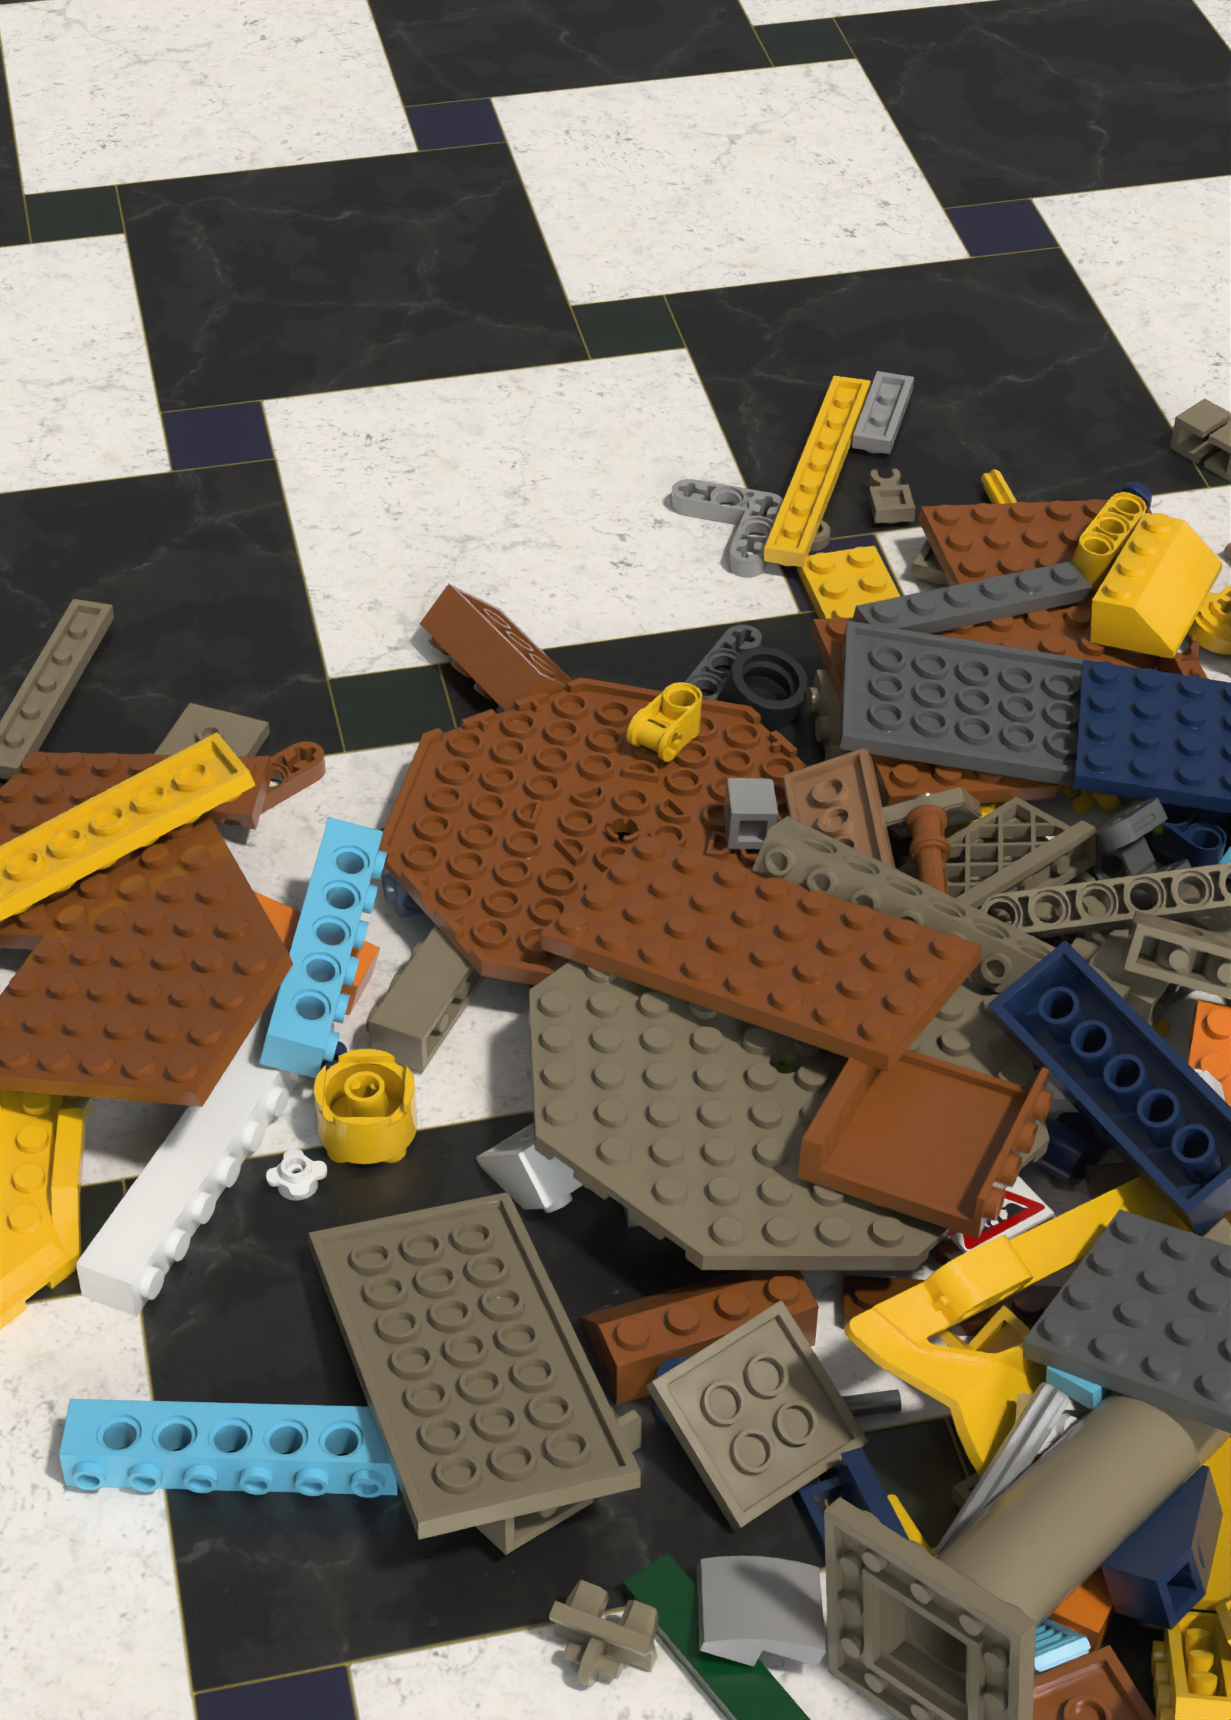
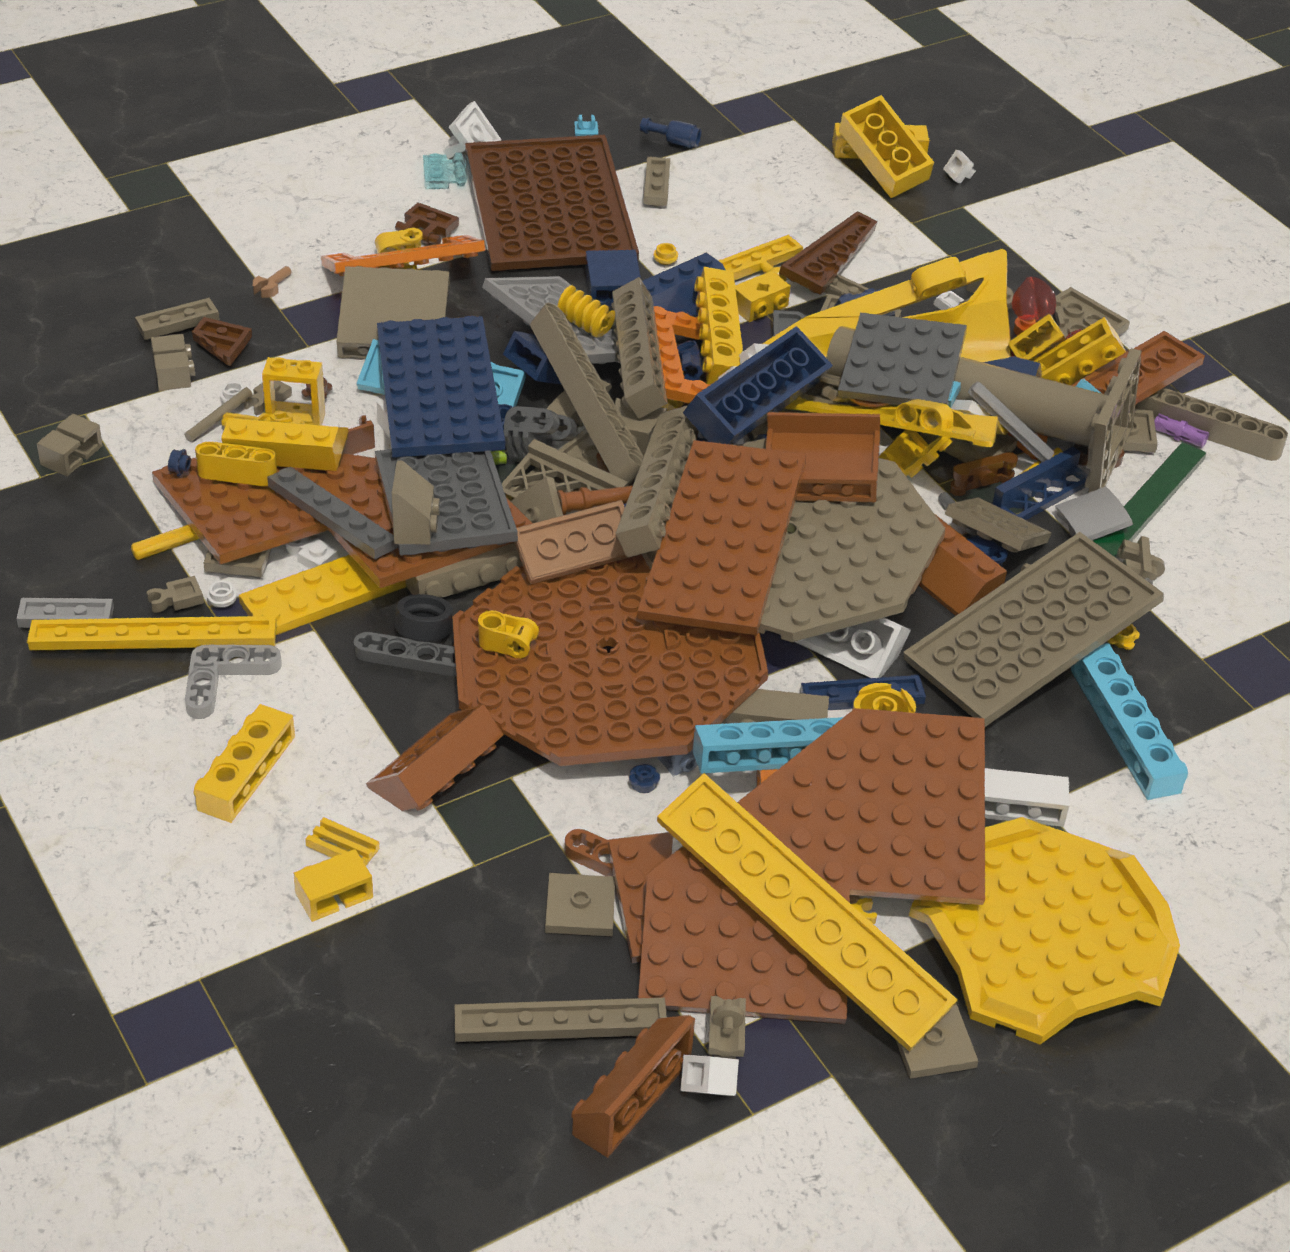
camera: 110 degrees left, 0 degrees up
(341, 549) = (340, 876): none -> yellow piece
(403, 571) = (344, 838): none -> yellow tile
(439, 1555) = (1125, 638): none -> yellow plate
(453, 1129) = (843, 692): none -> dark blue tile
(565, 511) = (244, 763): none -> yellow brick
(749, 811) = (584, 579): light grey panel -> none
(883, 534) = (221, 594): none -> white plate
(897, 611) = (413, 507): none -> dark tan slope
(932, 1467) = (983, 472): none -> reddish brown plate

